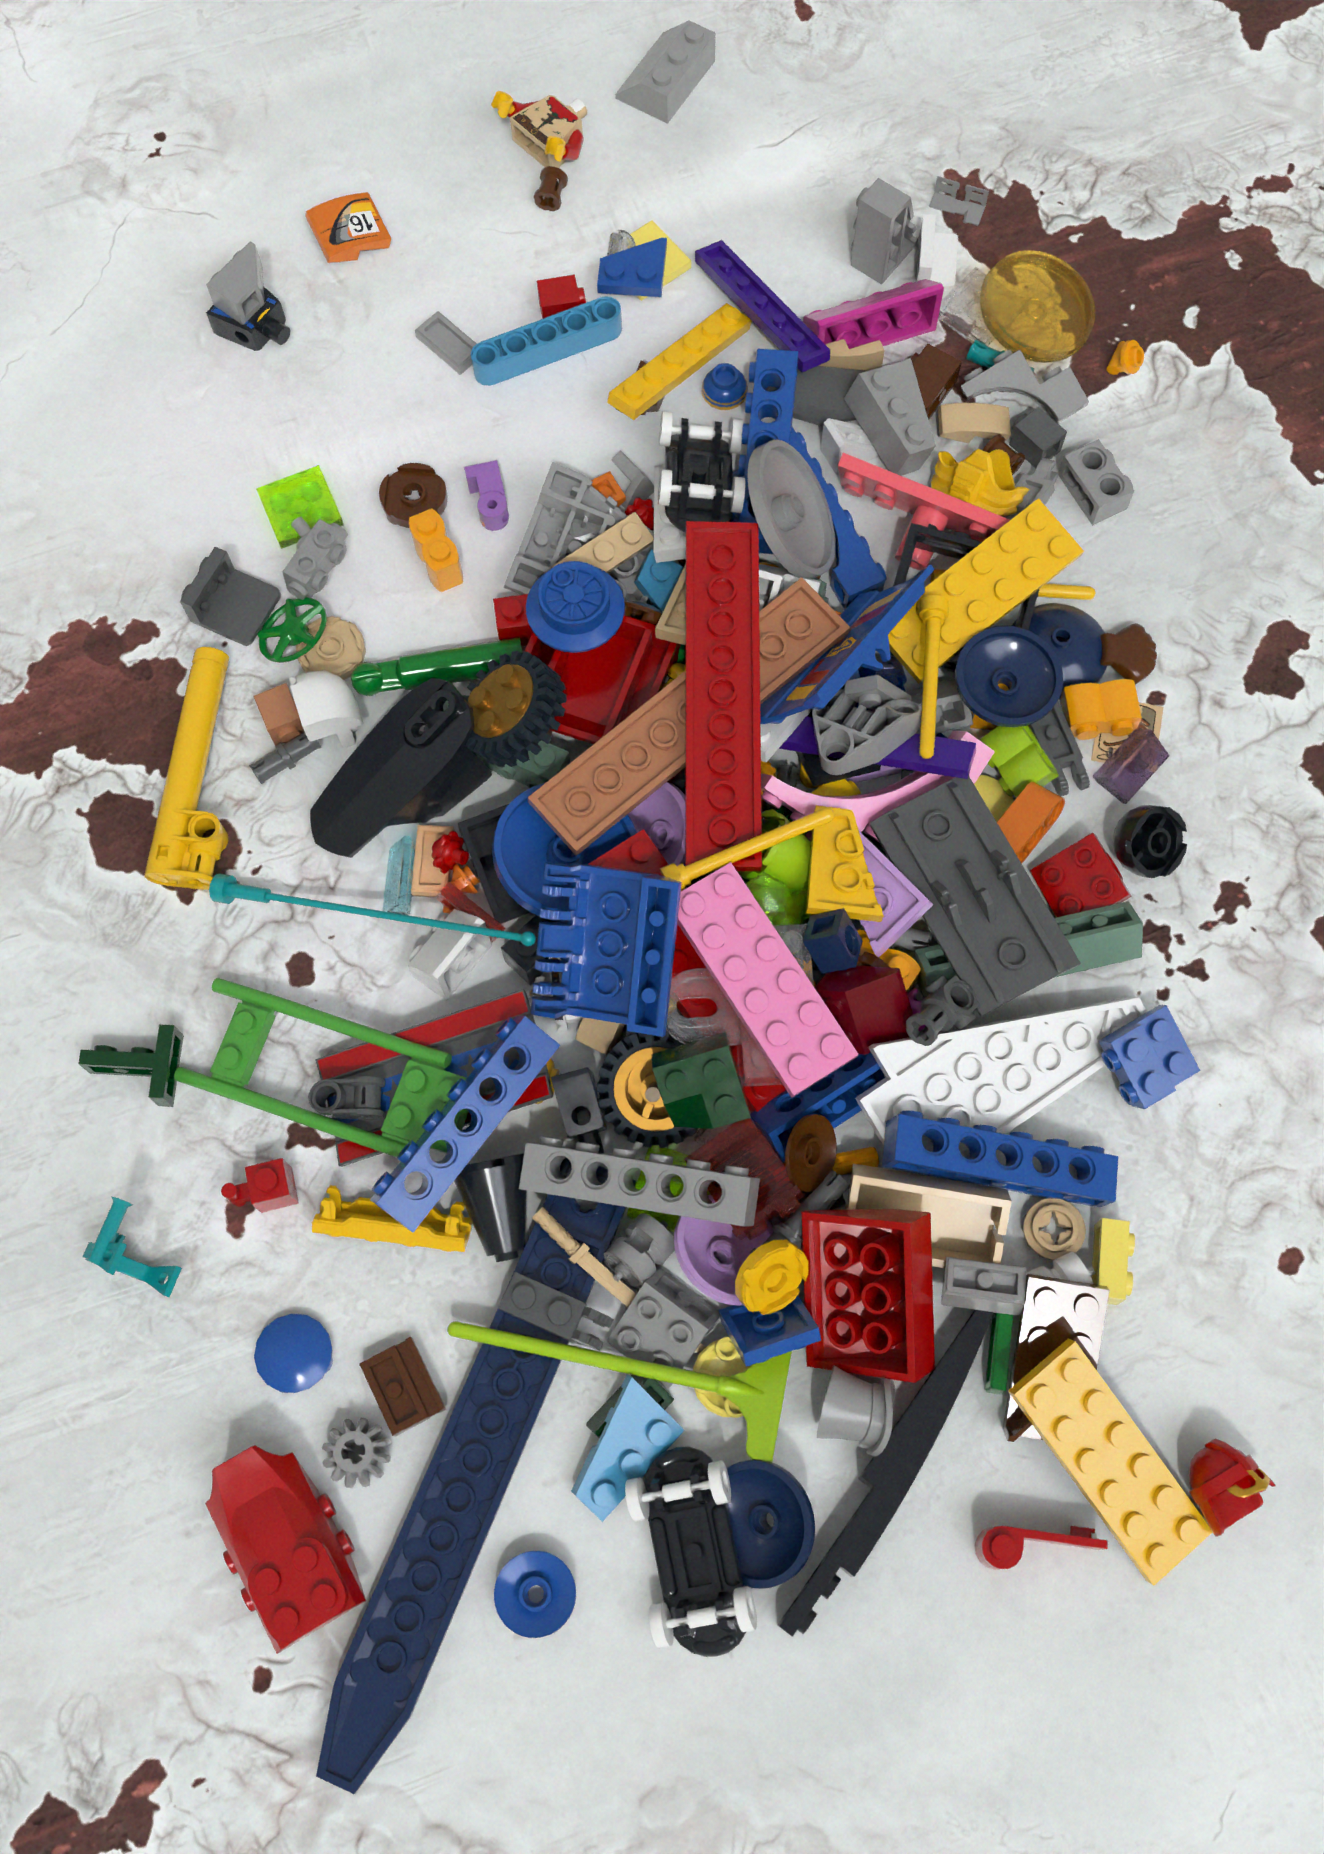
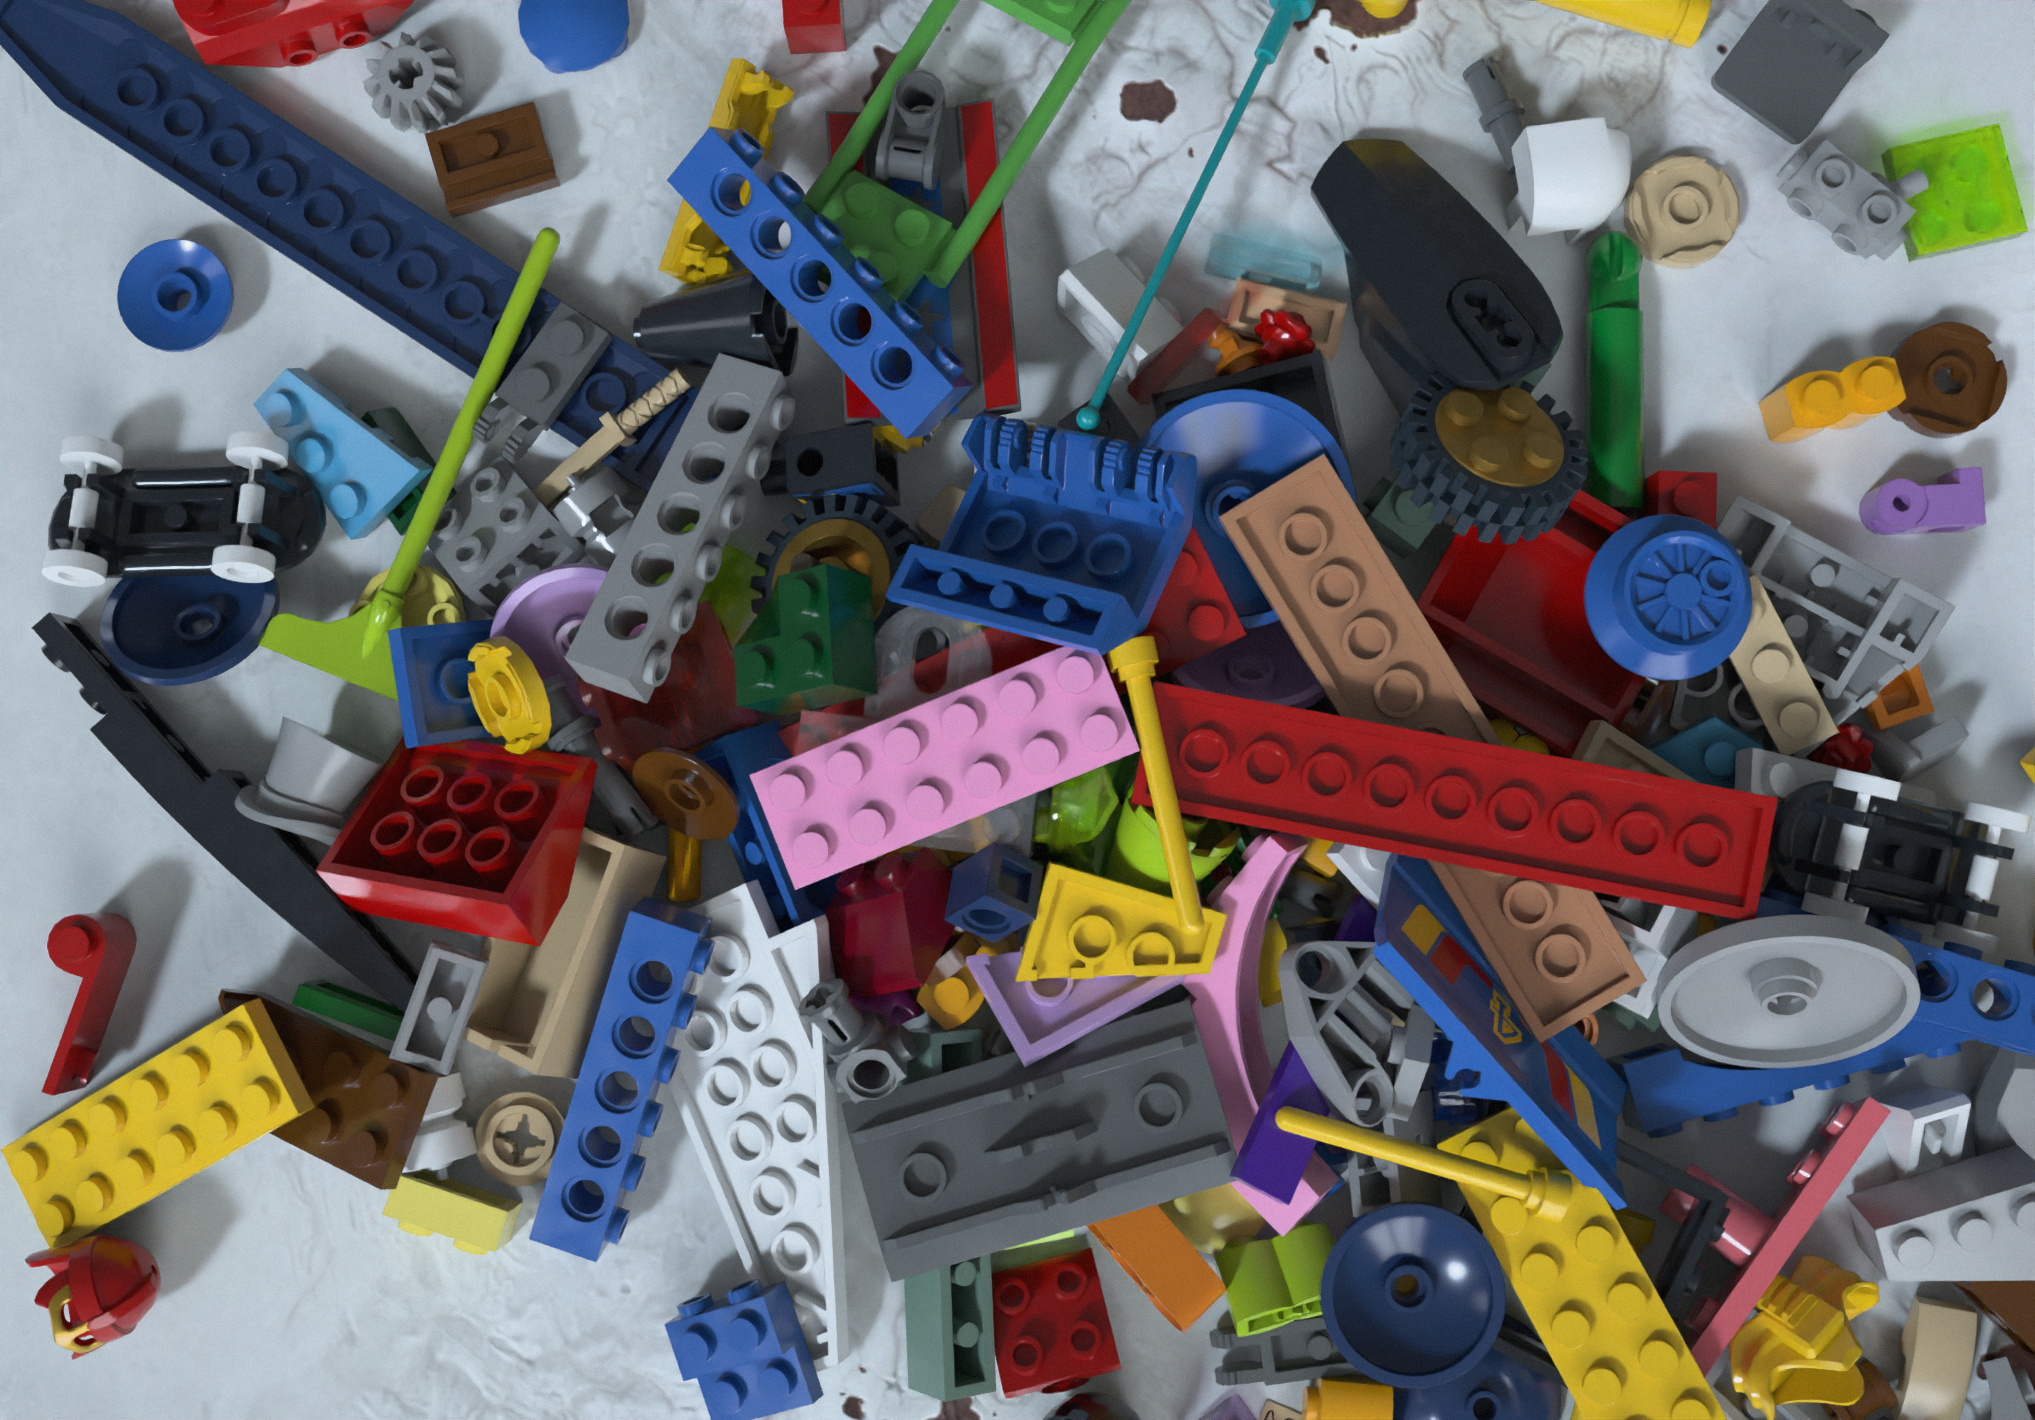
camera: 95 degrees right, 15 degrees up
(279, 714) = (1576, 99): nougat brick -> none
(292, 630) = (1723, 152): green wheel -> none

